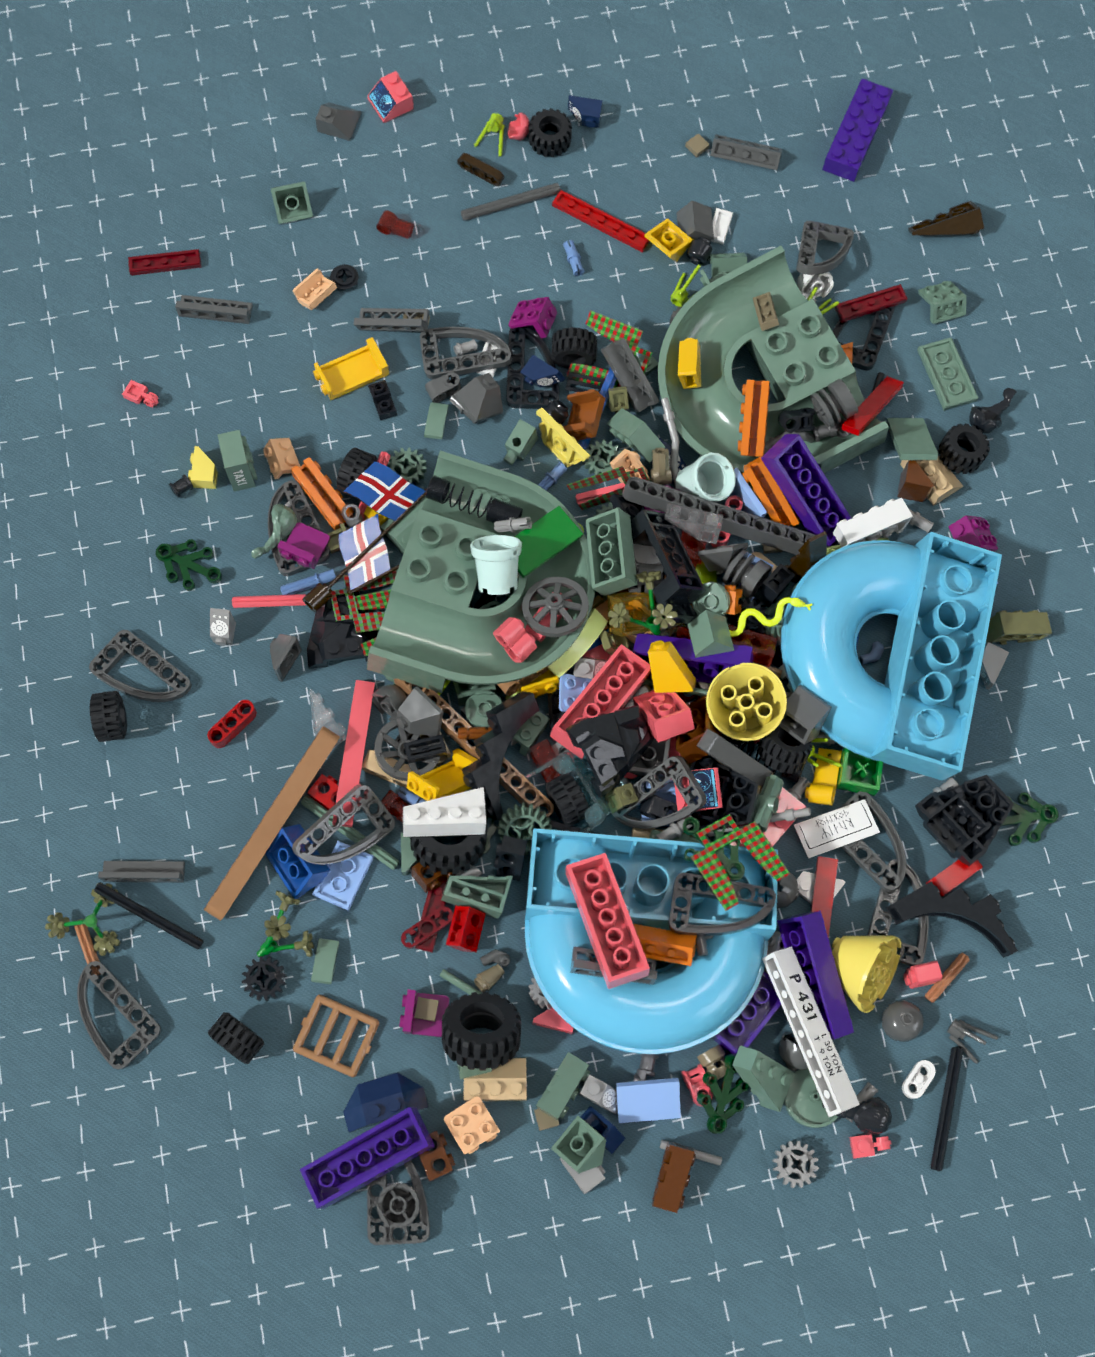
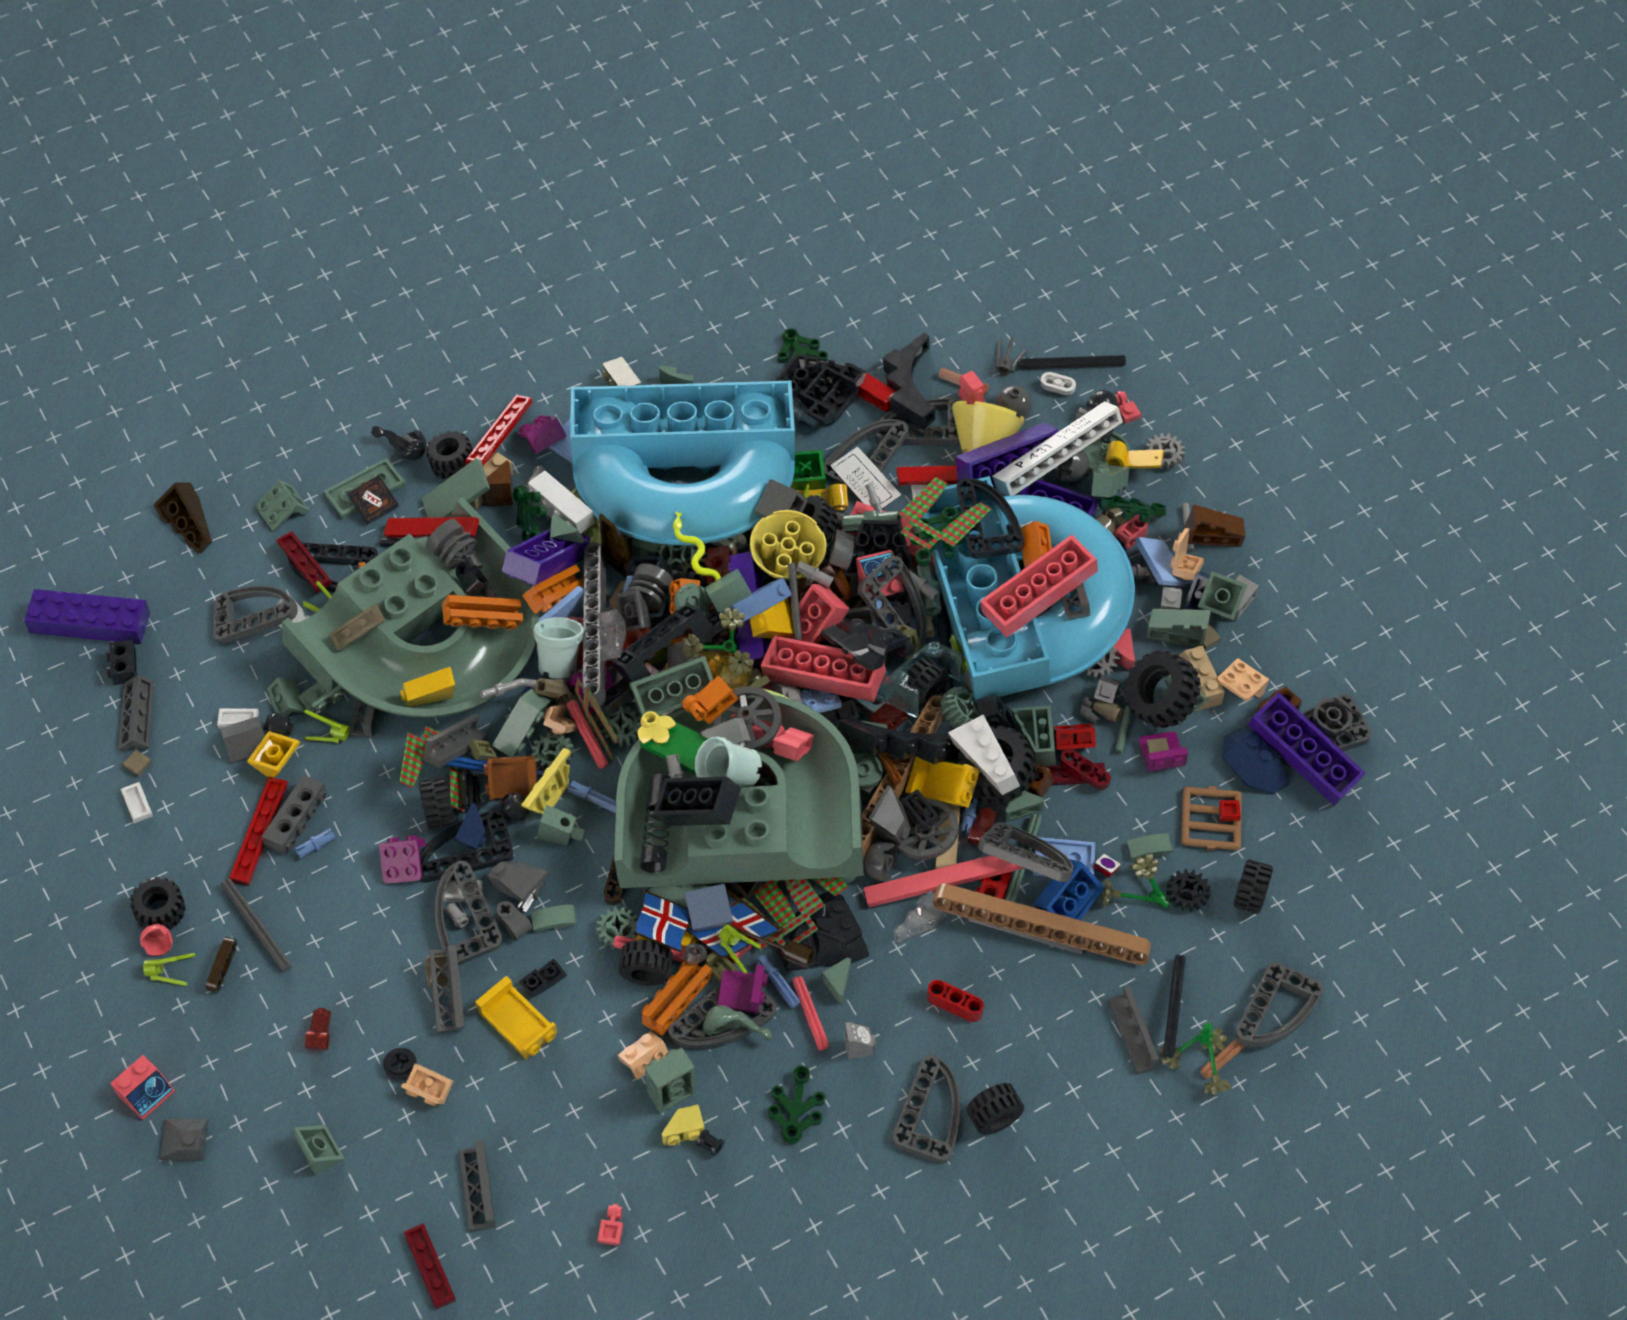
camera: 105 degrees left, 15 degrees down
(283, 654) = (868, 972): dark grey slope -> none
(288, 627) = (837, 978): none -> sand green slope
(319, 911) = (1106, 865): none -> tile
(333, 1054) = (1229, 810): none -> red tile
(351, 543) = (731, 937): none -> lime plant
(387, 534) = (708, 908): none -> sand blue tile
(461, 521) = (697, 801): none -> black brick
(509, 982) = (1107, 689): none -> dark grey brick
(537, 579) = (732, 730): none -> light grey slope
(564, 519) = (656, 729): none -> light yellow plate
(580, 574) = (710, 701): none -> orange hinge
(585, 110) = (117, 878): dark blue slope -> none
(587, 228) = (305, 789): none -> dark grey brick
(640, 1126) = (1183, 564): none -> light nougat bracket
(658, 139) = (136, 802): none -> white tile
(683, 693) = (794, 601): none -> dark grey bar
(688, 658) = (763, 598): none -> medium blue slope
(703, 716) = (814, 574): none -> light grey axle
(794, 1112) = (1119, 456): none -> yellow door
(802, 149) = (125, 662): none -> black brick
(834, 513) = (562, 530): none -> sand green slope
(864, 498) = (520, 495): none -> dark green plant
(928, 374) = (373, 499): none -> black tile
(983, 498) = (500, 429): none -> red tile
(1018, 680) = (670, 376): none -> sand green slope

